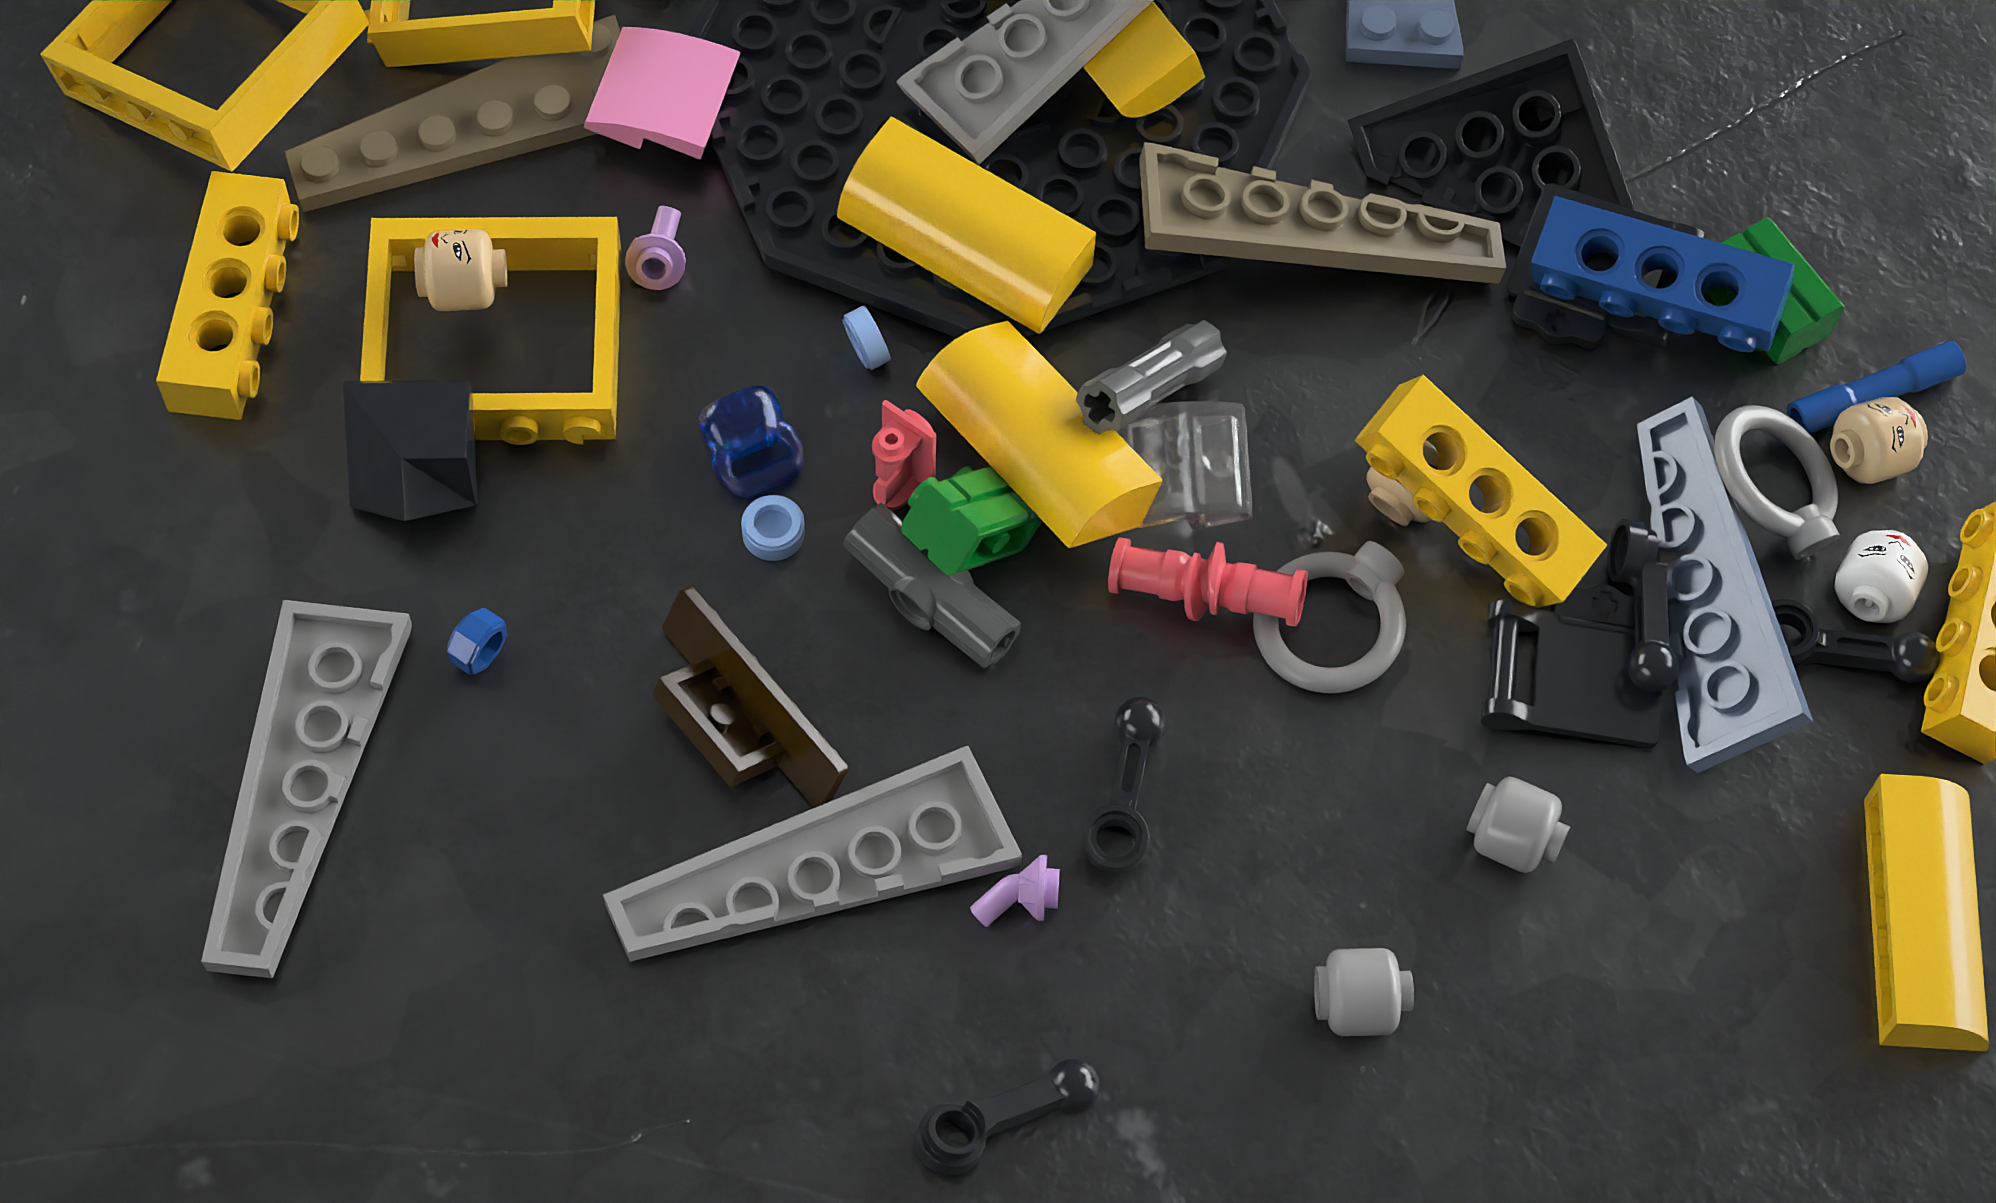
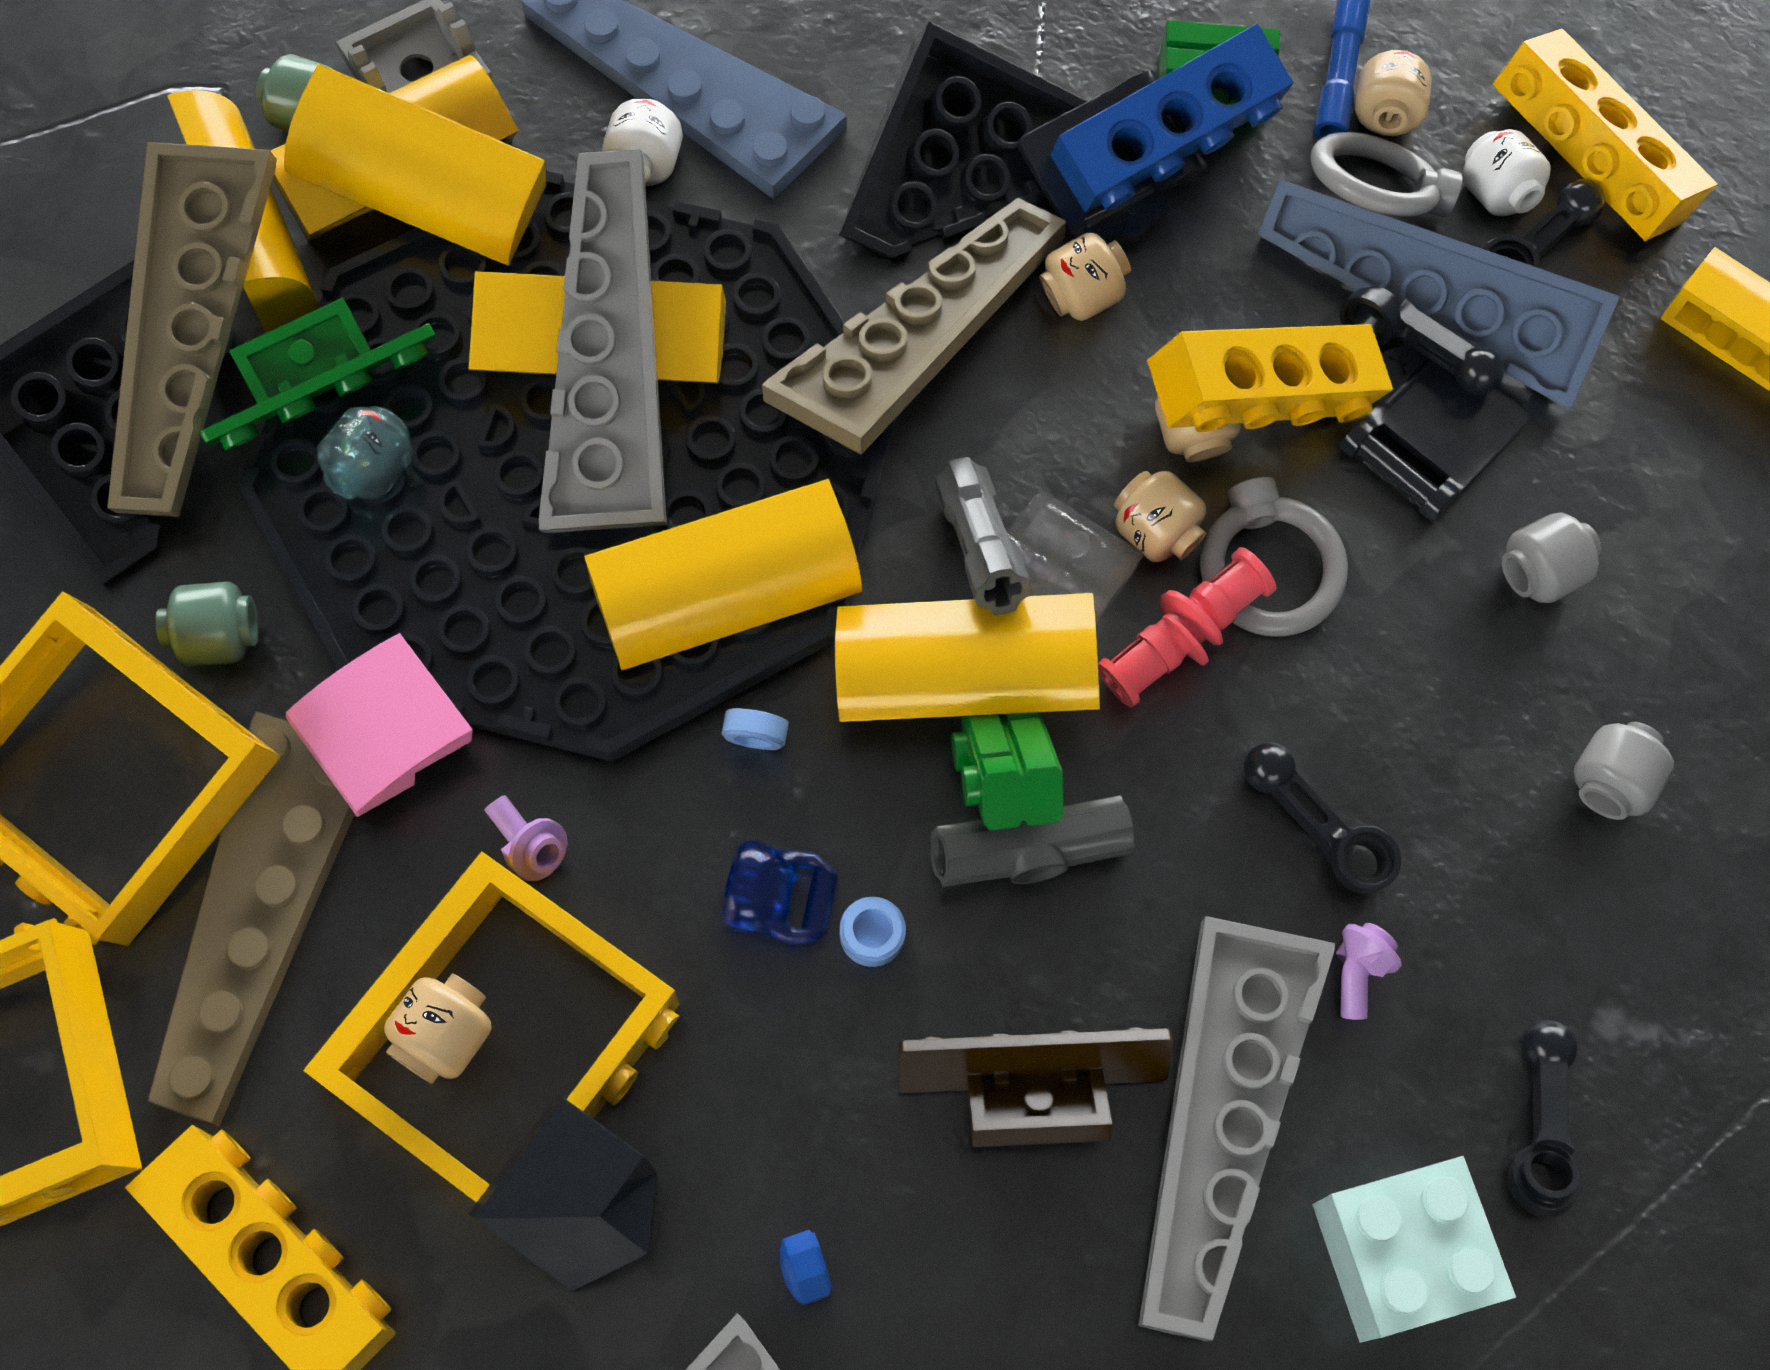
camera: 55 degrees left, 5 degrees up
(808, 1057) = (1412, 1249): none -> light aqua brick
(902, 455) = (907, 778): coral hinge -> none
(1292, 502) = (1160, 516): none -> tan head
(1468, 316) = (1085, 276): none -> tan head

